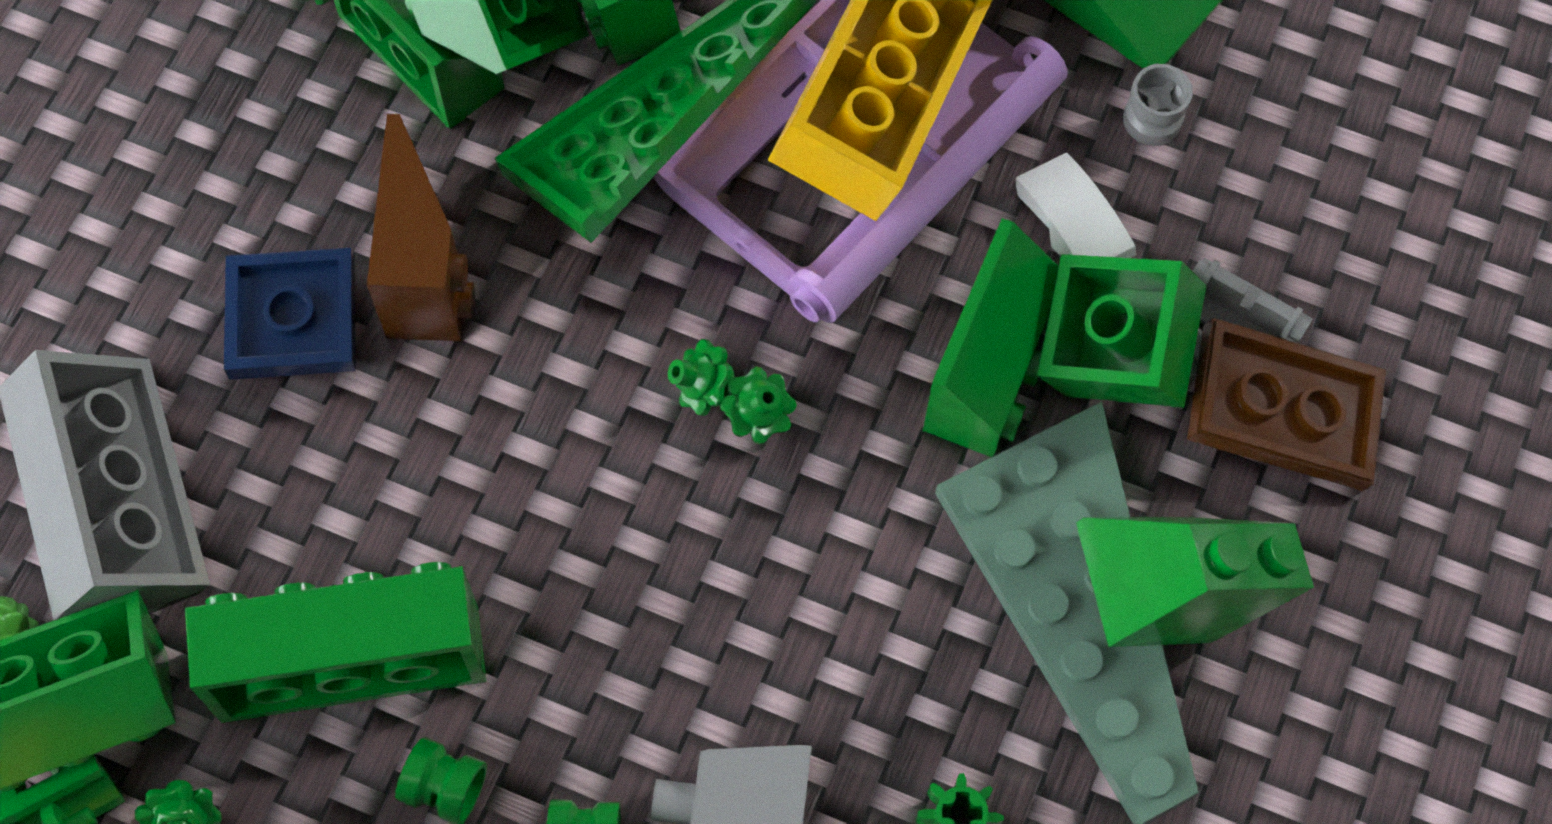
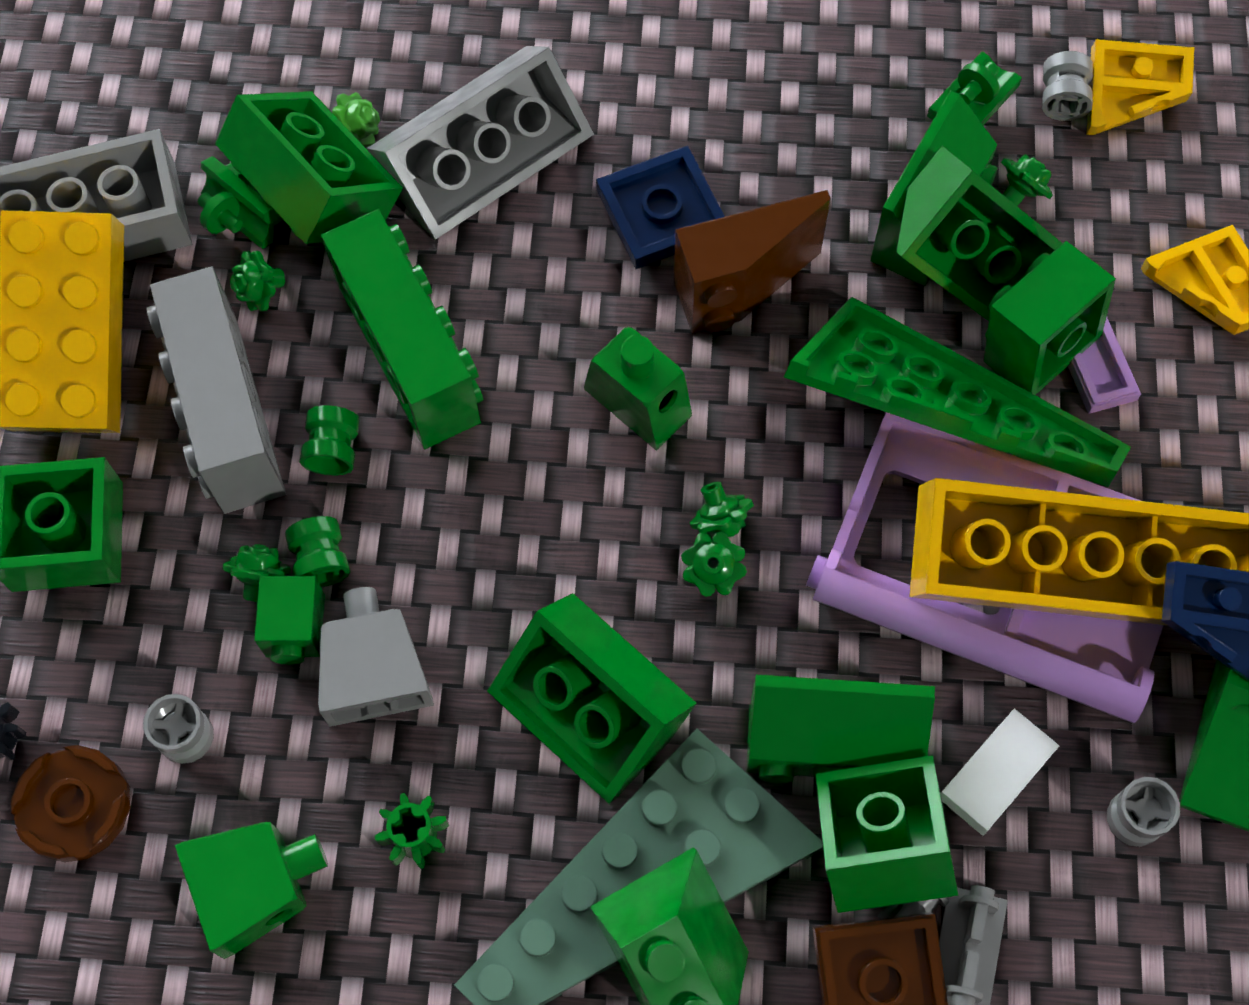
camera: 75 degrees right, 0 degrees up
(515, 409) = (633, 380): none -> green torso
(867, 581) = (590, 696): none -> green slope

